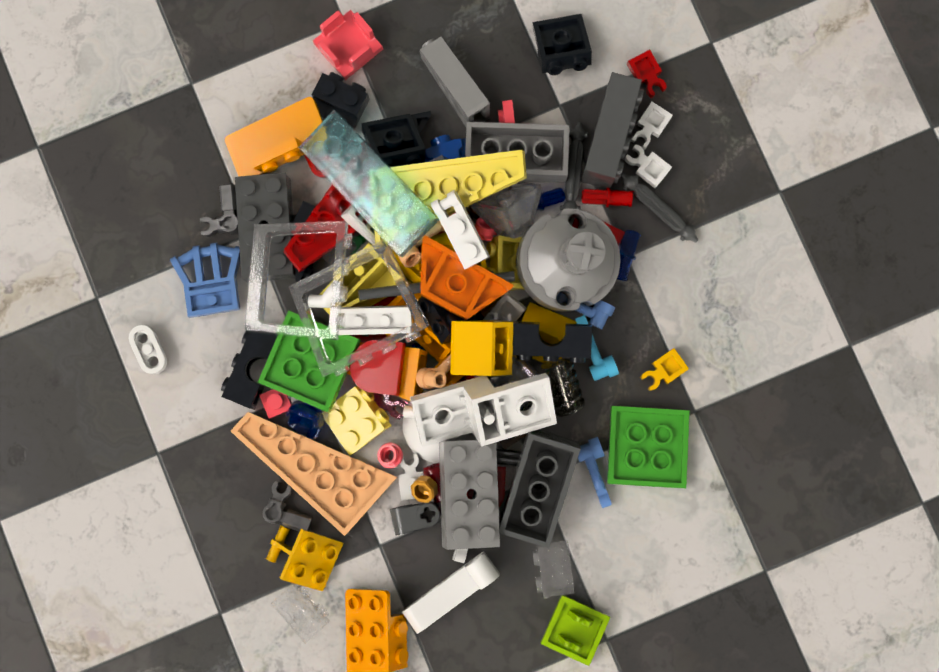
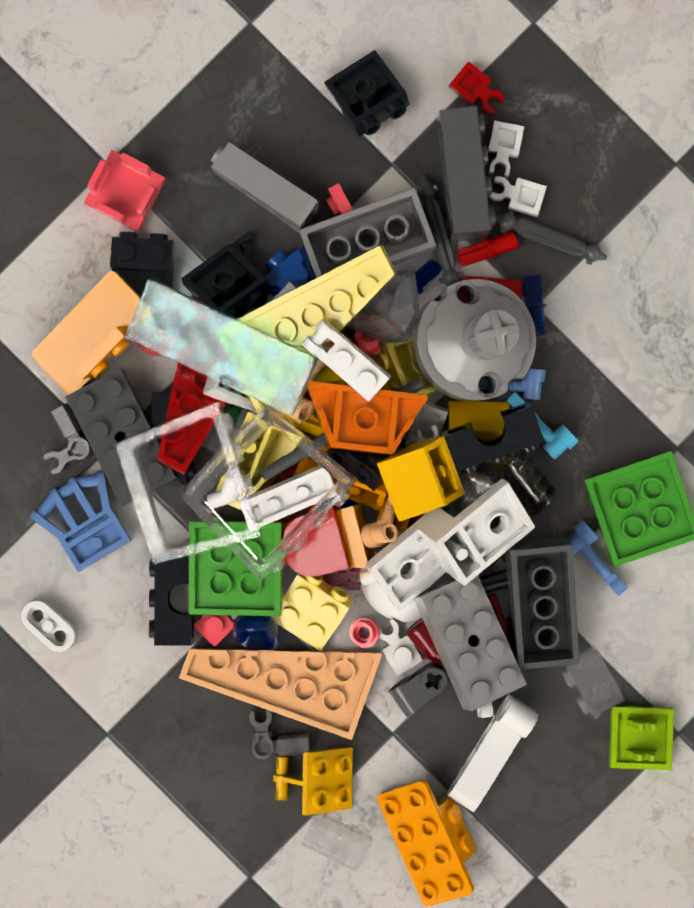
camera: 30 degrees left, 5 degrees up
(424, 489) = (418, 655): pearl gold tile -> none
(667, 368) = (630, 413): yellow plate -> none

